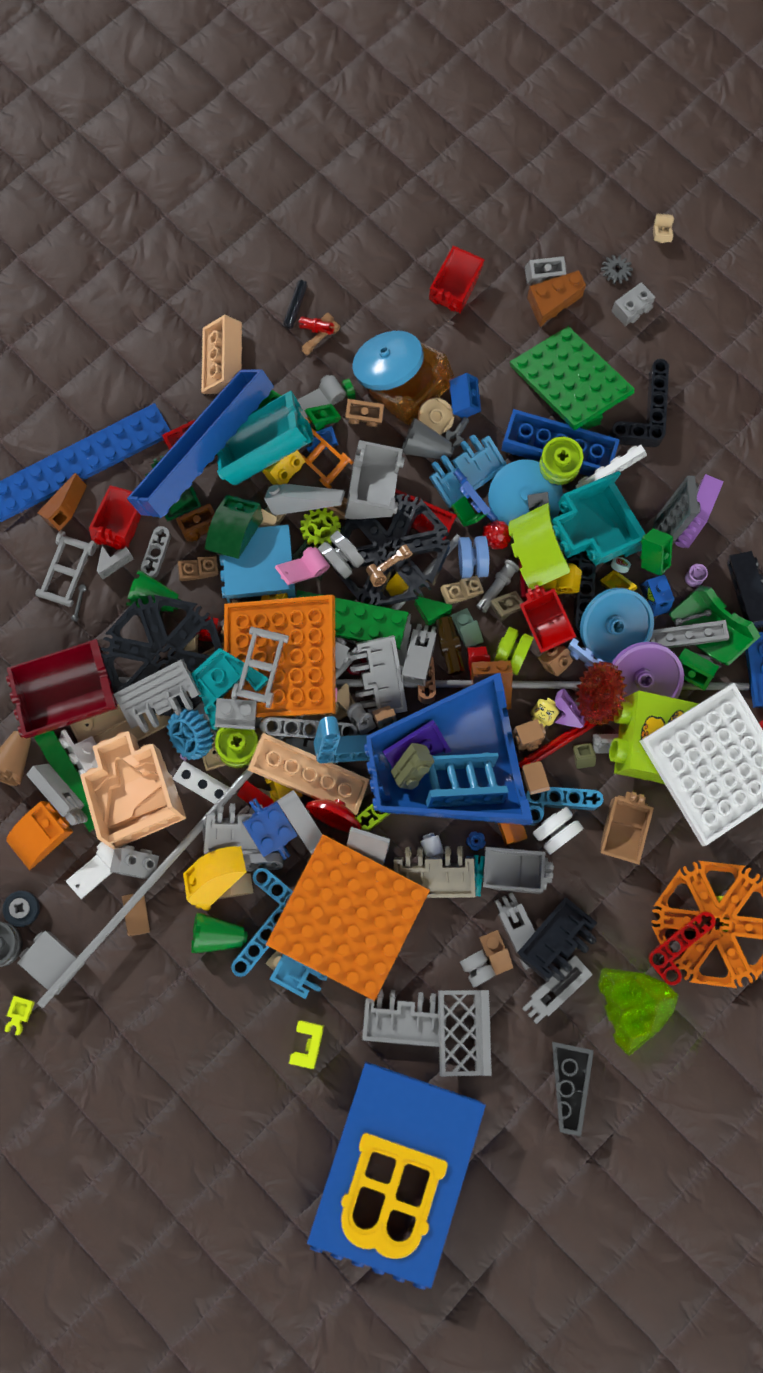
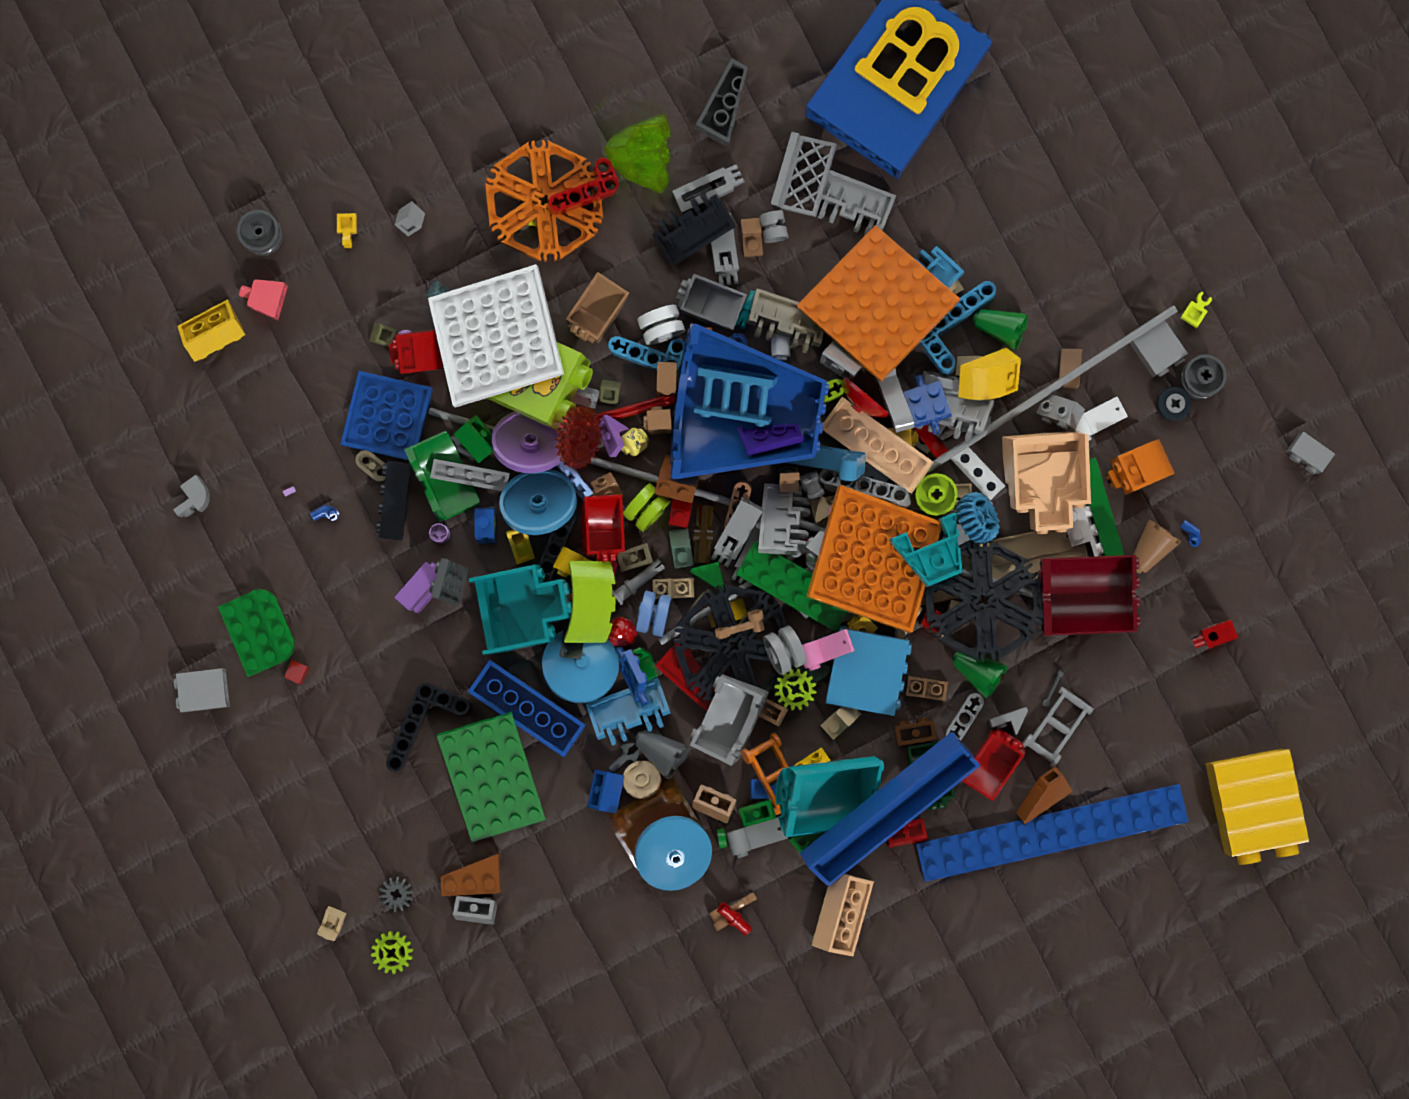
camera: 160 degrees left, 10 degrees up
(58, 793) = (1115, 498): light grey hinge -> none
(157, 692) = (996, 563): light grey hinge -> none
(233, 526) = (882, 712): dark green piece -> none
(235, 714) = (930, 517): light grey plate -> none
(238, 688) = (922, 537): light grey piece -> none
(295, 304) = (748, 954): black axle -> none
(298, 498) = (805, 723): light grey wedge -> none
(308, 1060) = (950, 193): neon yellow panel -> none
(412, 766) = (780, 416): olive brick -> none
(456, 279) = (572, 928): red piece -> none
(561, 460) = (529, 672): lime wheel -> none
(603, 222) = (399, 957): none -> lime gear
(617, 464) = (498, 657): white plate -> none
(620, 565) = (508, 564): light aqua tile -> none
(633, 304) = (395, 845): light grey brick -> none
(656, 551) = (476, 559): green brick -> none
(678, 621) = (474, 492): dark grey hinge -> none

